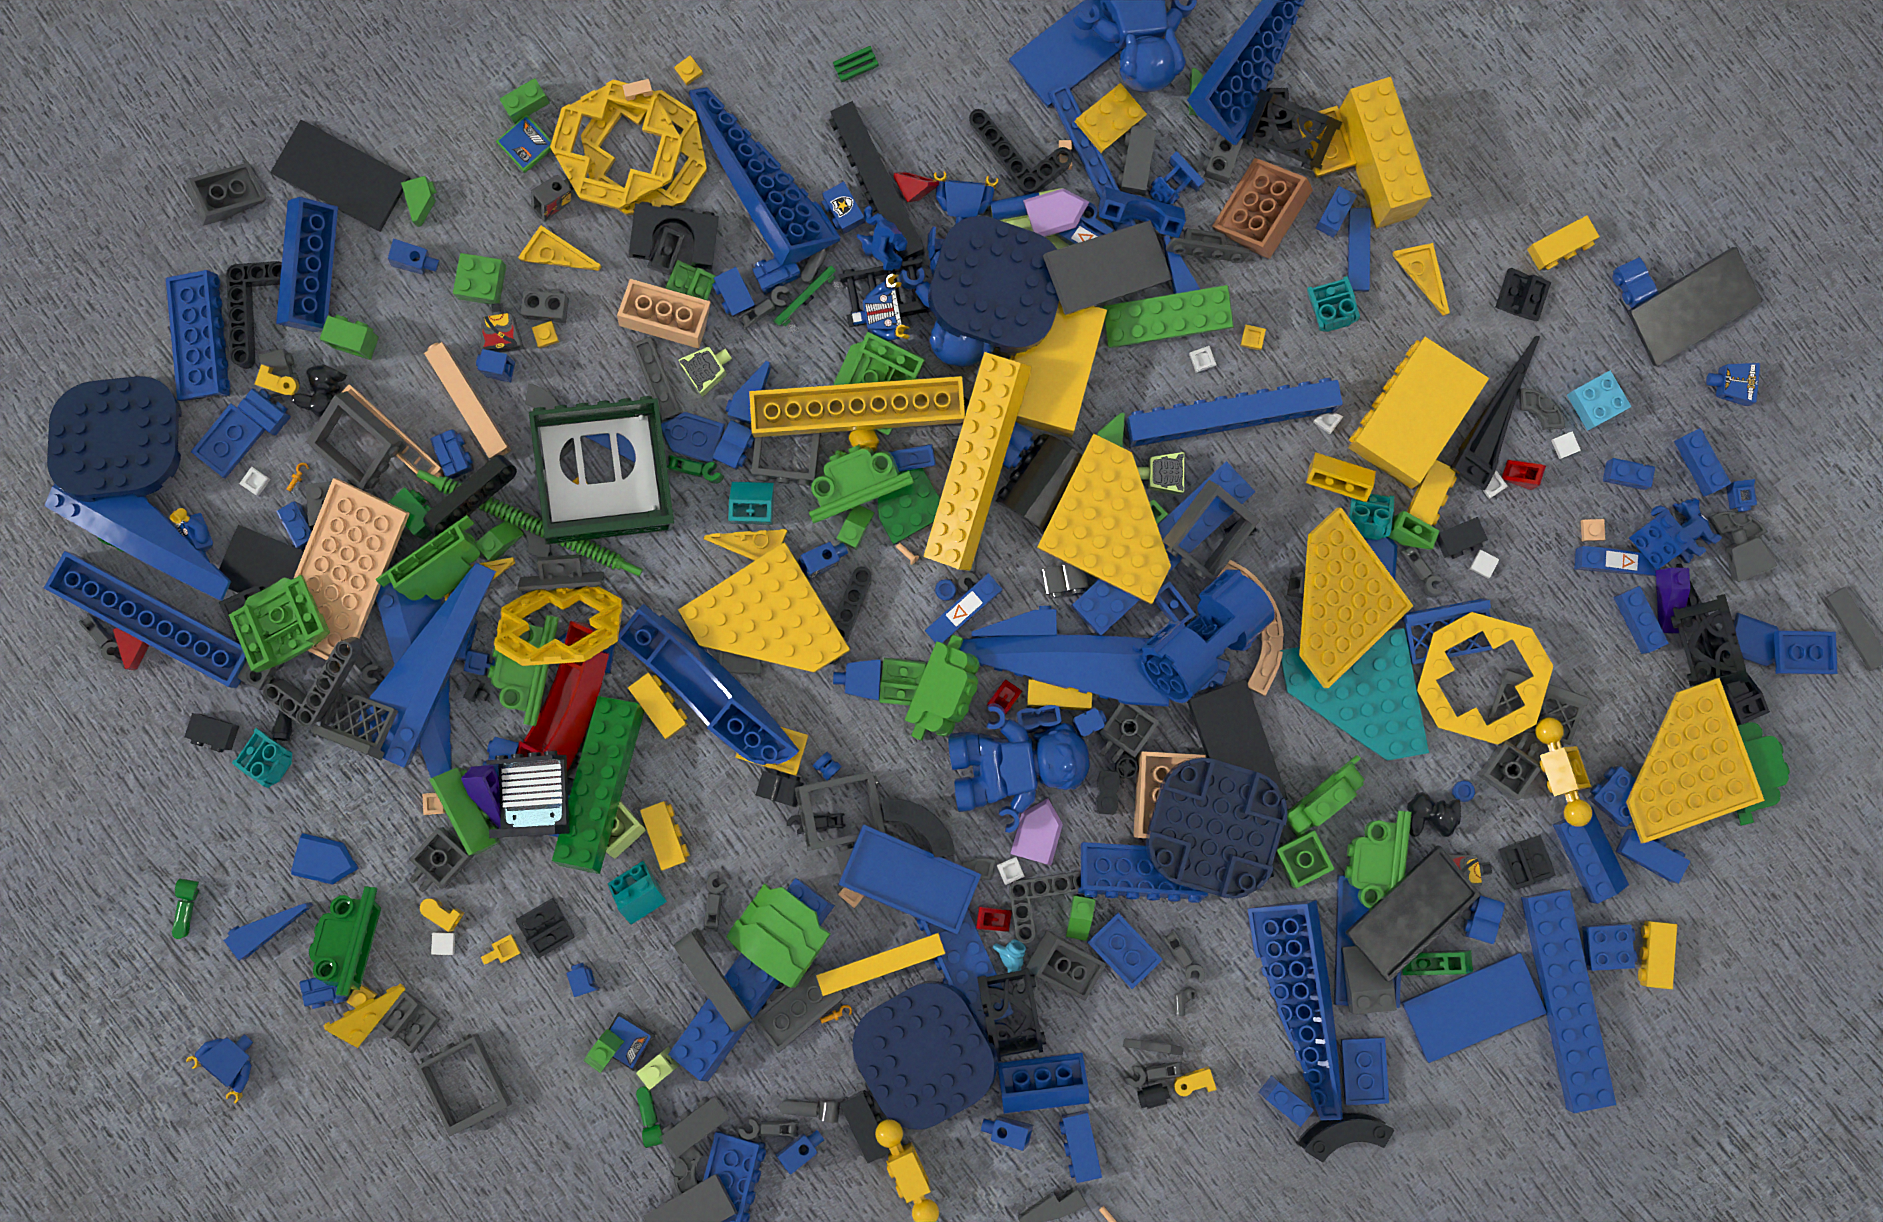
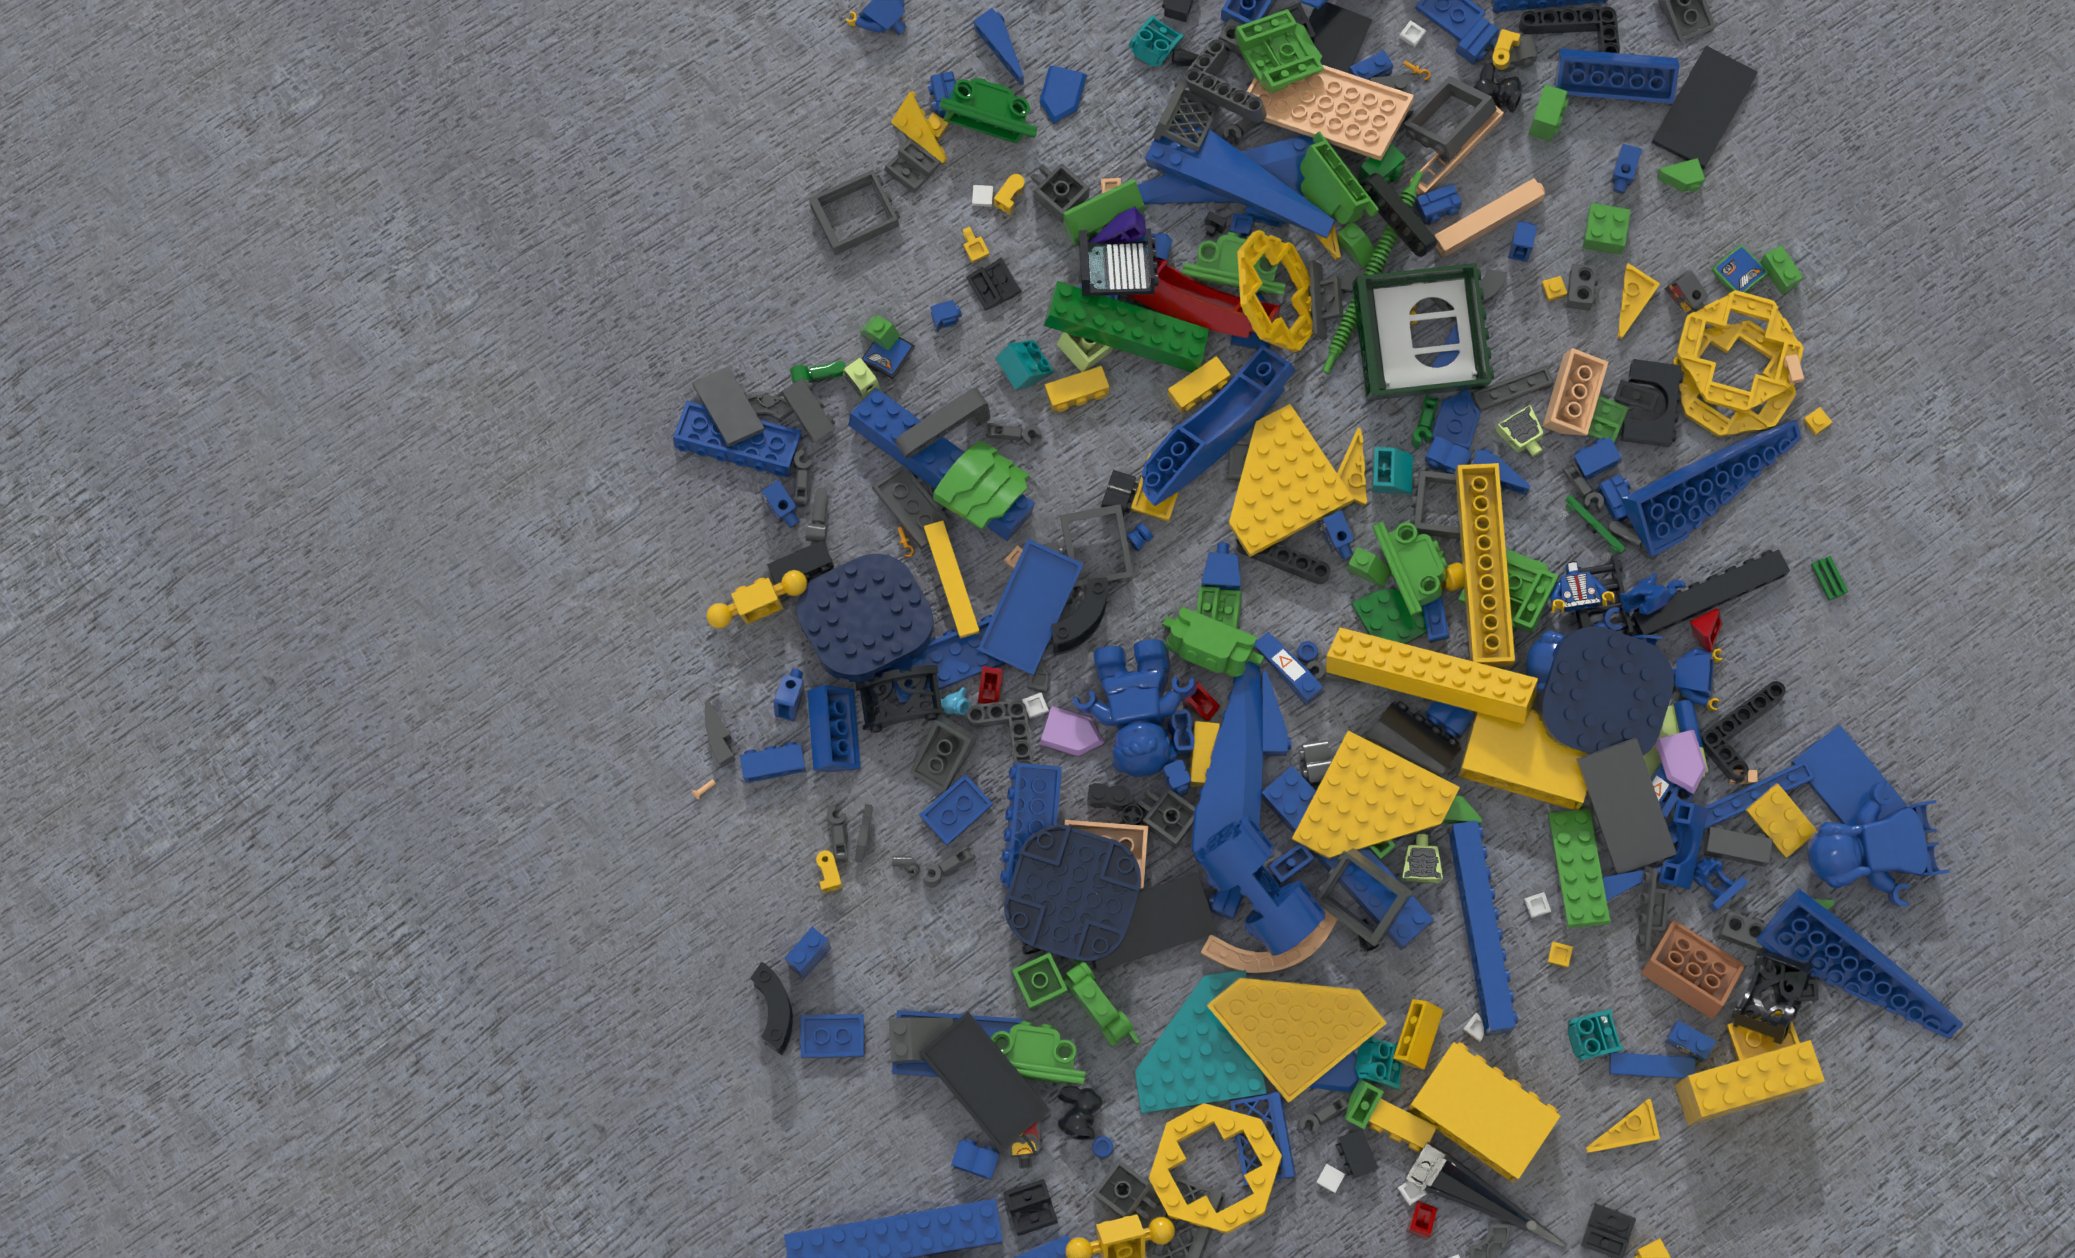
camera: 90 degrees right, 10 degrees down
(500, 331) = (1555, 246): torso -> none
(821, 821) = (1086, 527): black piece -> none
(843, 208) = (1683, 561): blue brick -> none
(907, 553) = (1342, 617): light nougat piece -> none
(1080, 917) = (989, 768): bright green slope -> none
(1153, 1096) = (817, 831): black brick -> none
(1296, 968) = (936, 973): blue wedge -> none
(1440, 963) = (934, 1111): green slope -> none
(1473, 1007) = (889, 1147): blue tile -> none

